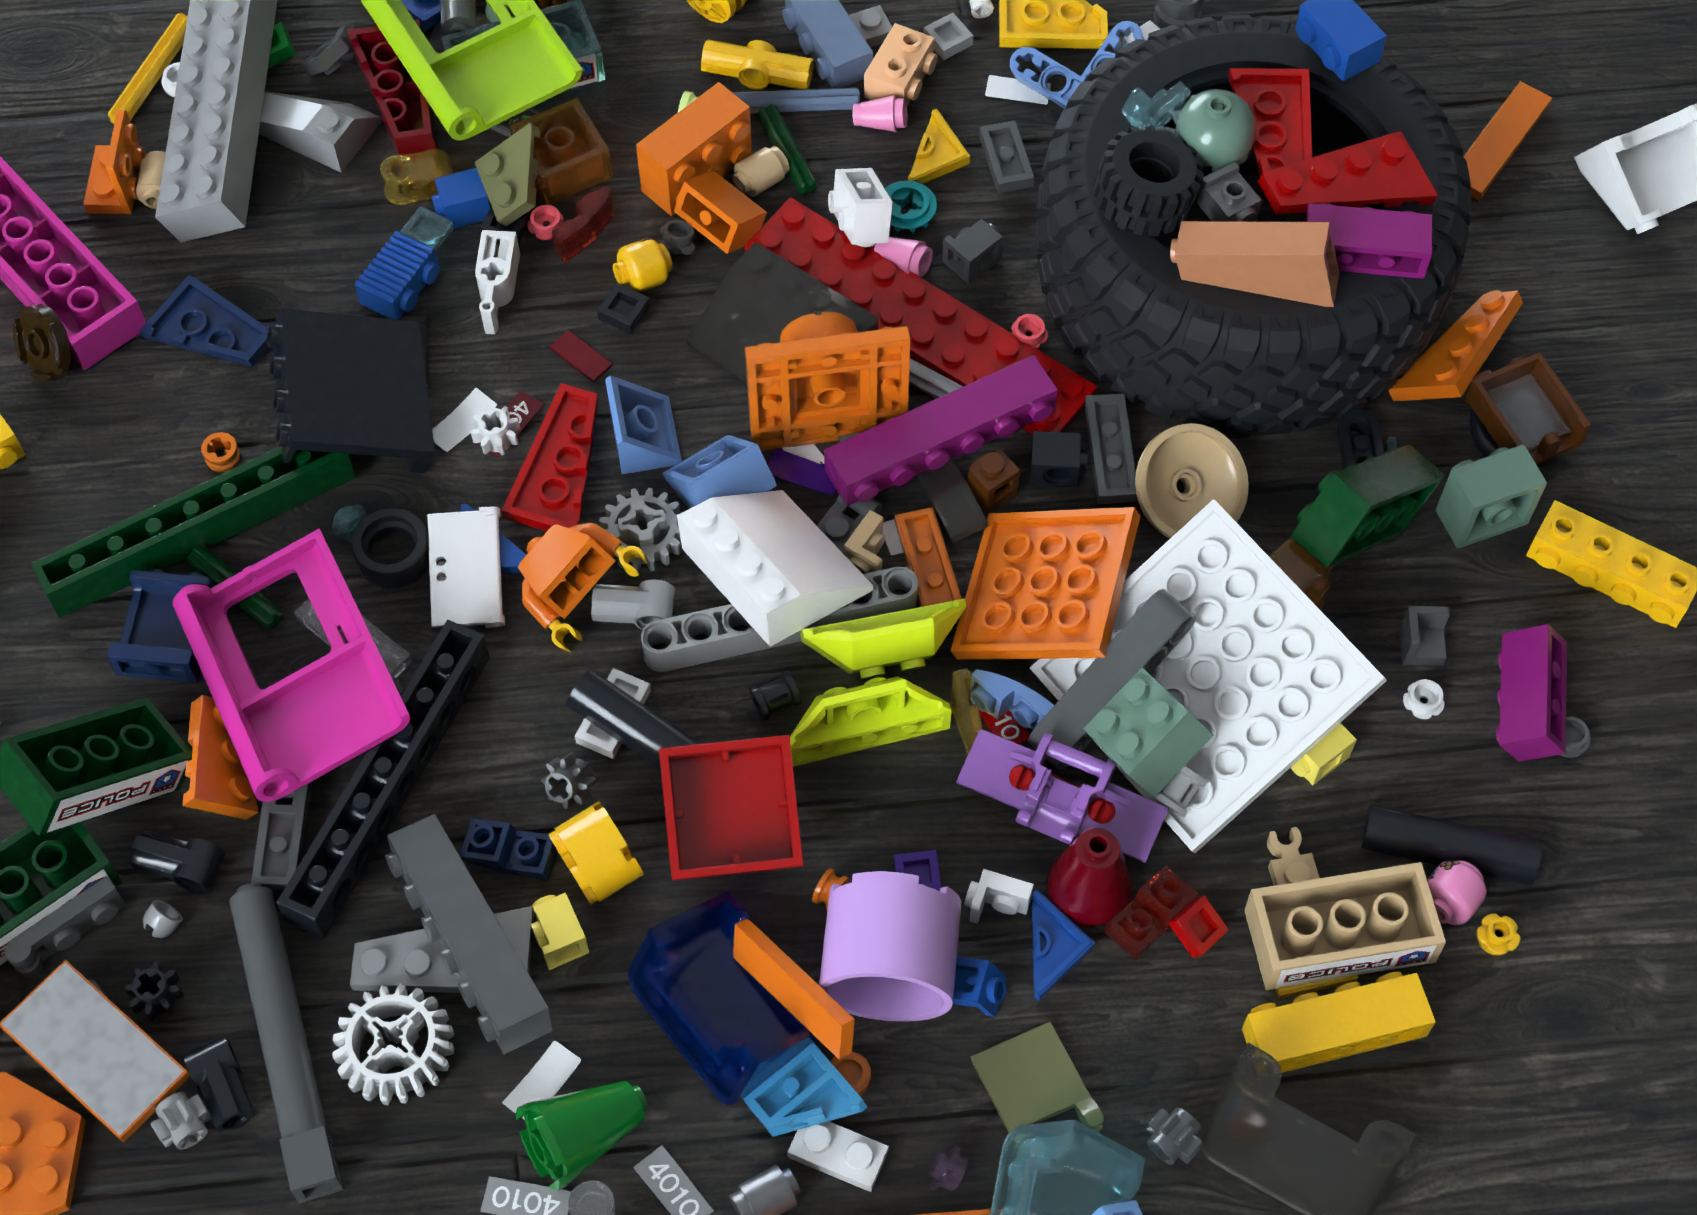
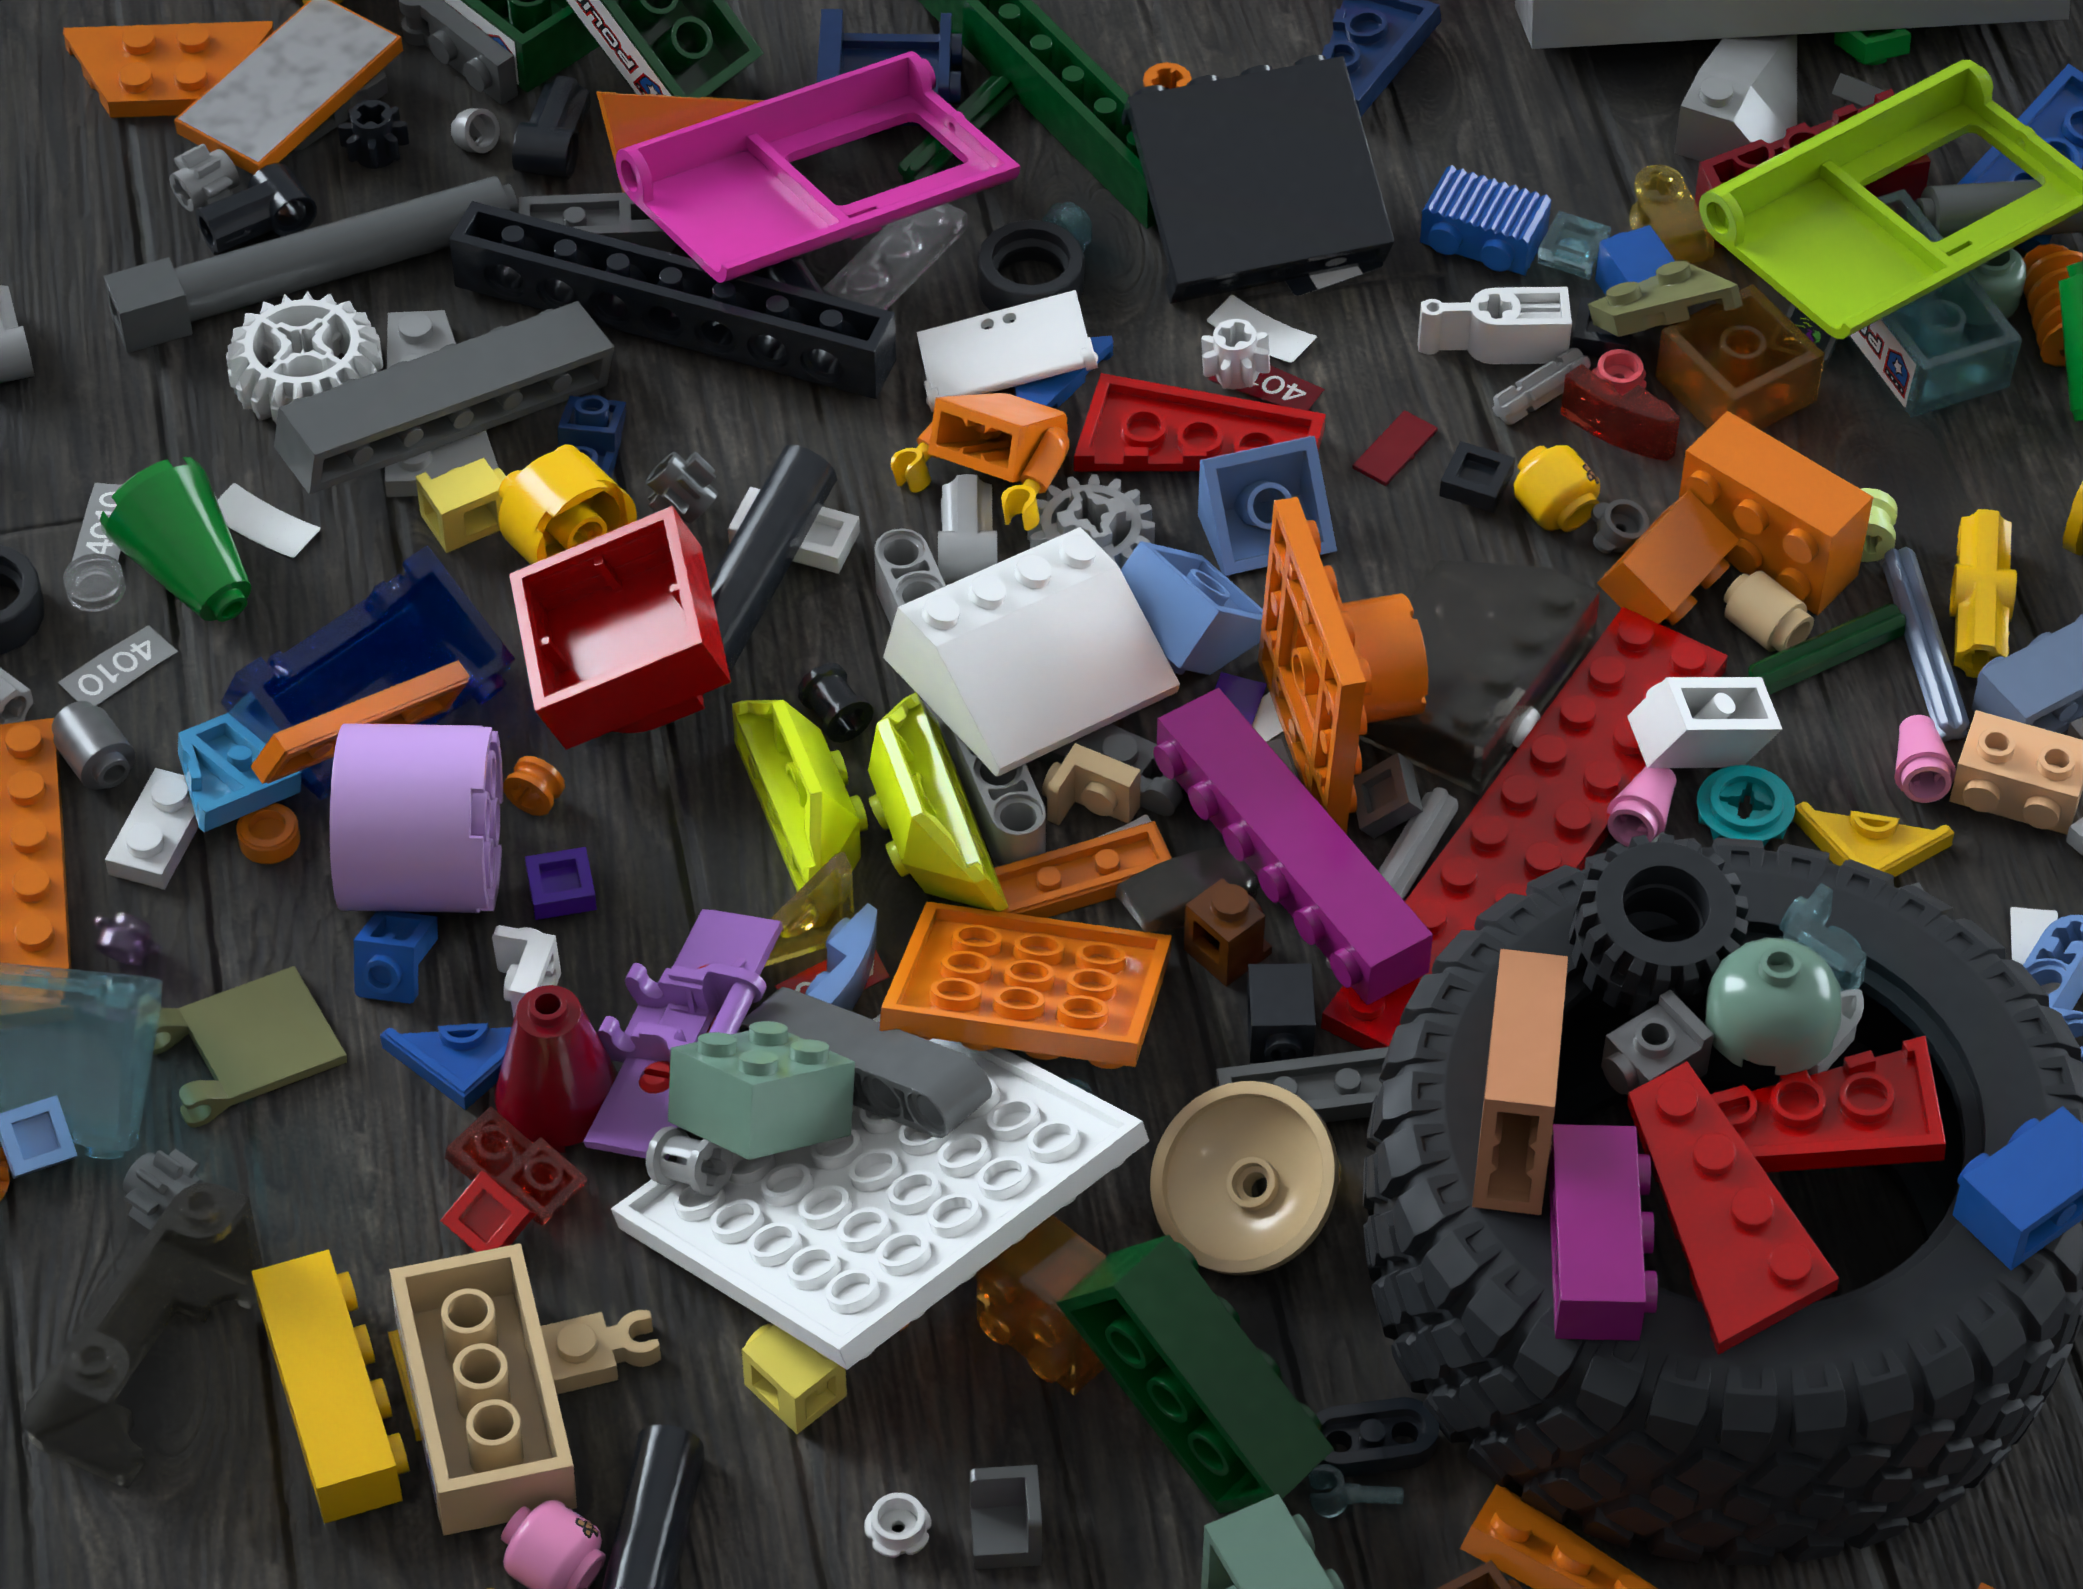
camera: 85 degrees right, 10 degrees down
(545, 266) = (1537, 387): none -> light grey axle

